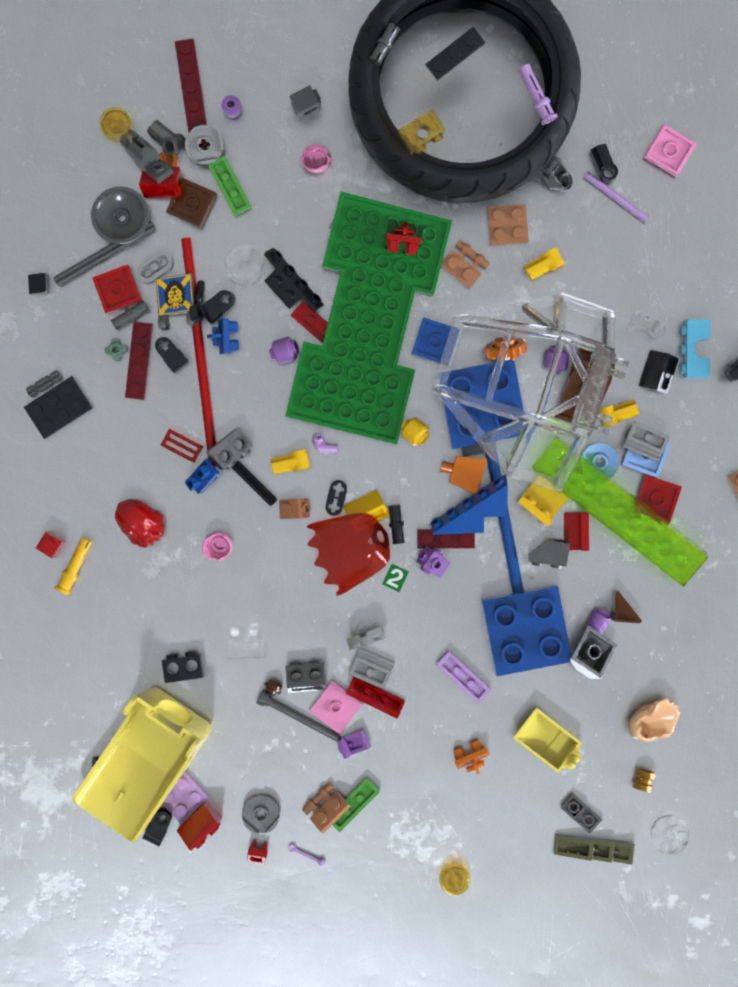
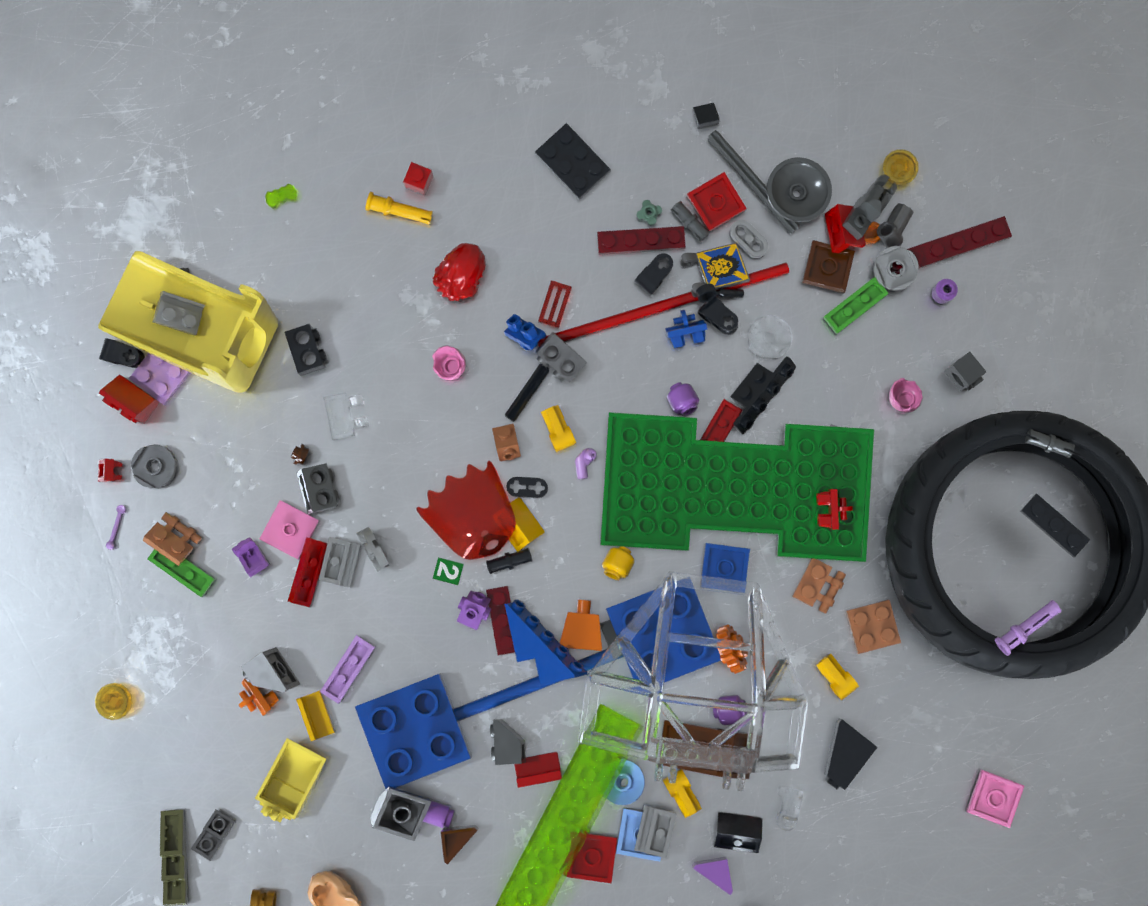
camera: 85 degrees right, 5 degrees down
(43, 383) = (596, 140): dark grey axle -> none
(43, 666) = (280, 195): none -> clear neon green piece
(132, 771) = (178, 313): none -> light grey plate
(266, 700) = (284, 449): dark grey piece -> none
(428, 122) = (971, 506): clear yellow brick -> none
(455, 743) = (270, 671): none -> flat silver slope
(497, 710) = (315, 715): none -> yellow panel
(542, 503) = (563, 724): yellow bracket -> none
(557, 175) = (940, 671): dark grey piece -> none
(604, 162) = (966, 724): black piece -> none
(612, 268) = (847, 755): none -> black slope
(616, 197) = (929, 746): lavender bar -> none
(687, 397) = (716, 871): none -> medium lavender slope
(692, 364) = (753, 870): medium azure arch -> none

